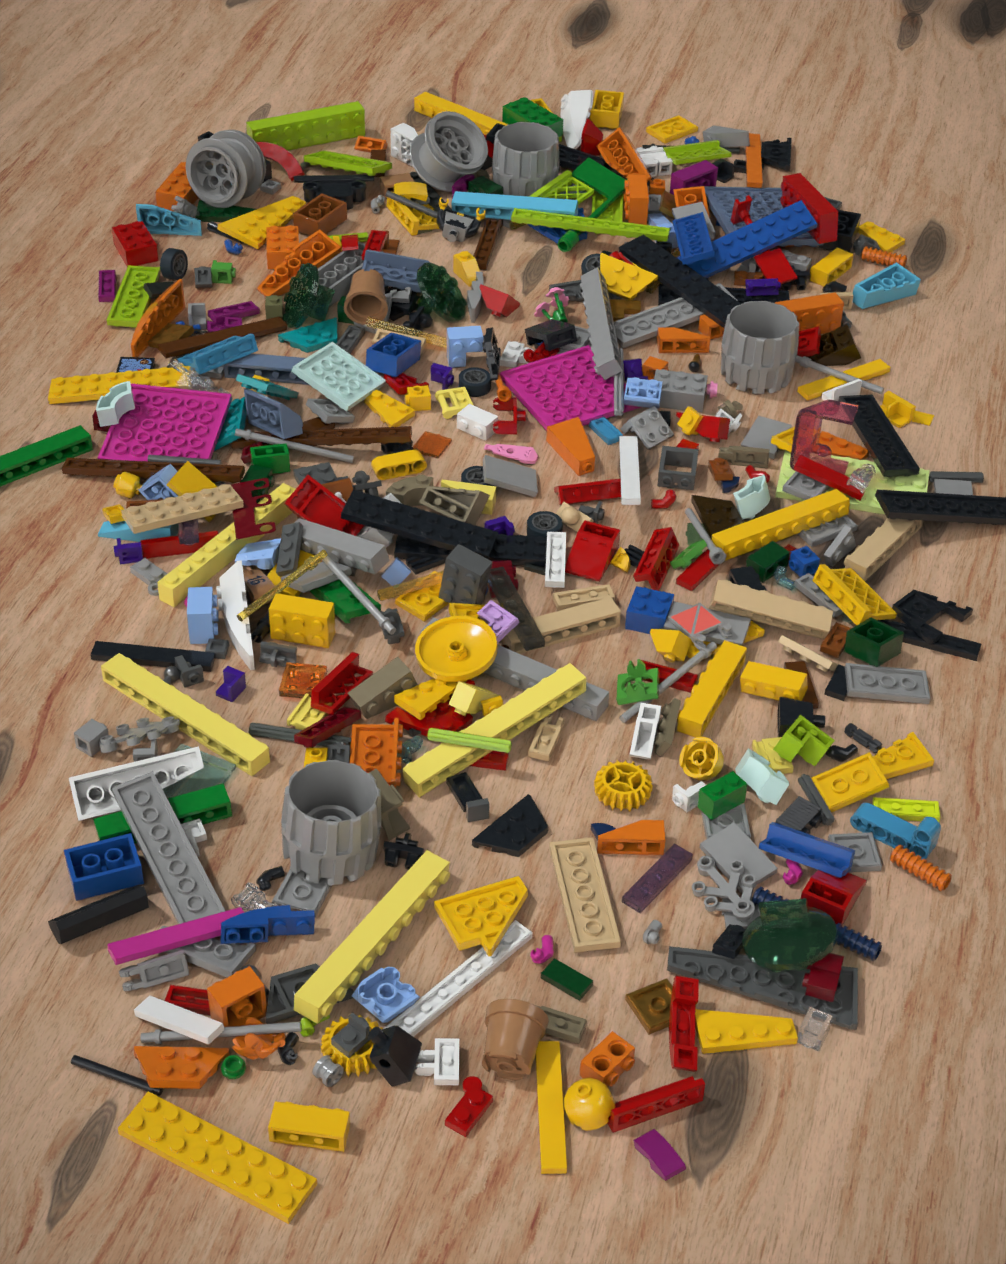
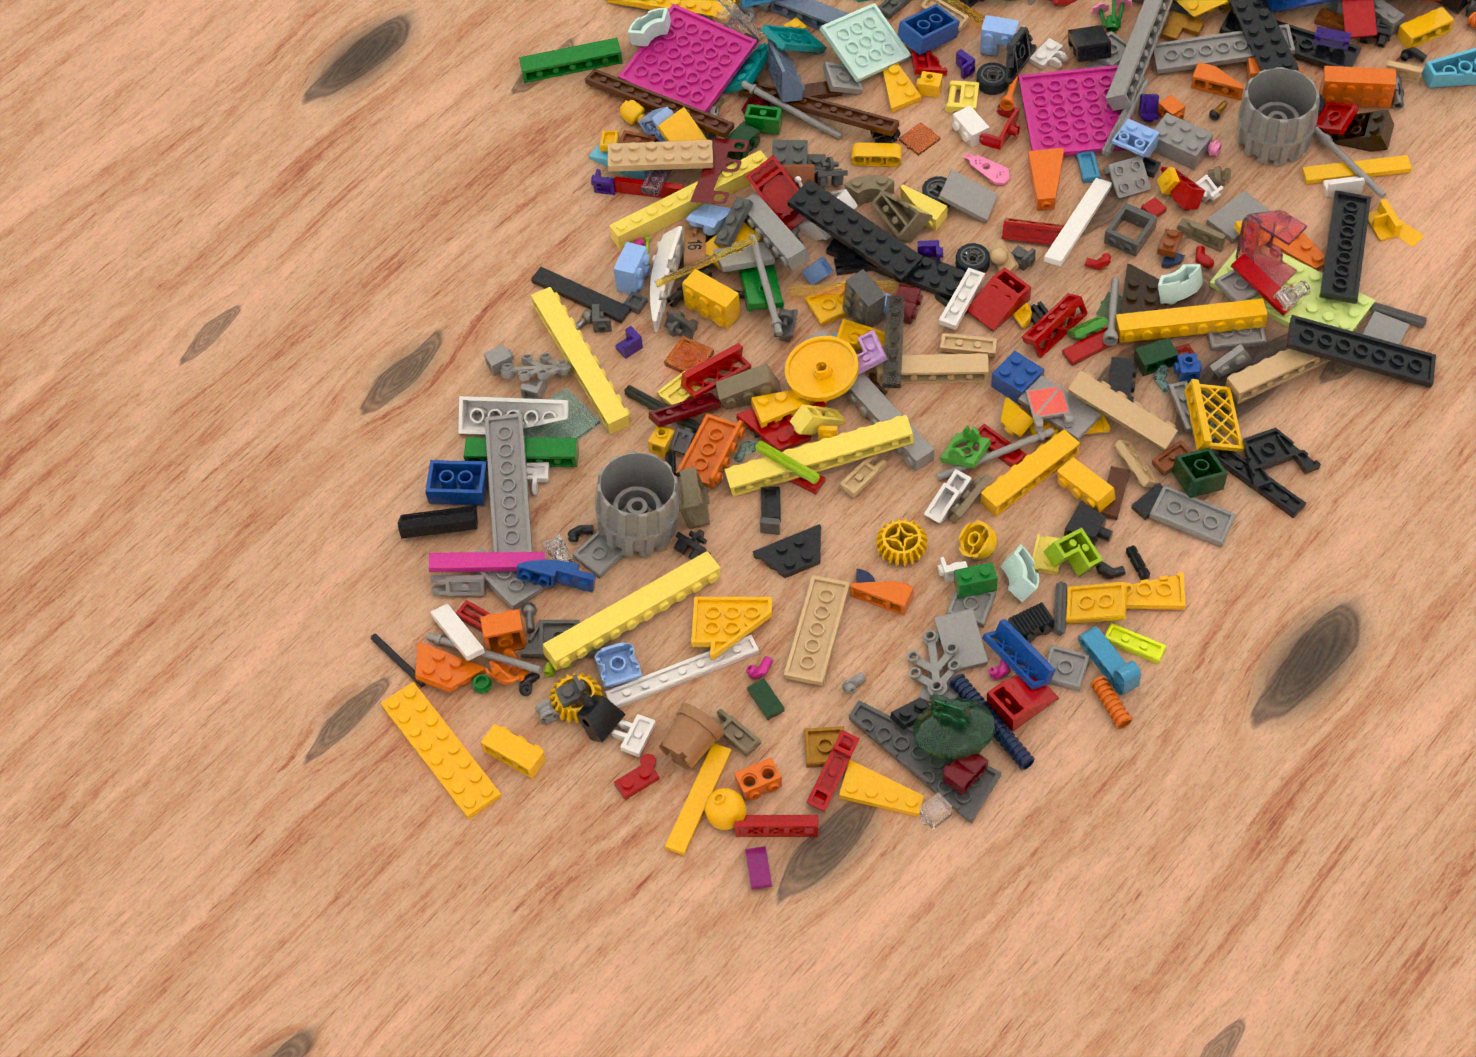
camera: 30 degrees right, 15 degrees up
(149, 574) = (612, 210): light grey hinge -> none
(159, 458) = (685, 100): dark grey bar -> none
(539, 353) = (1068, 63): red hinge -> none
(657, 878) = (886, 635): clear purple plate -> none

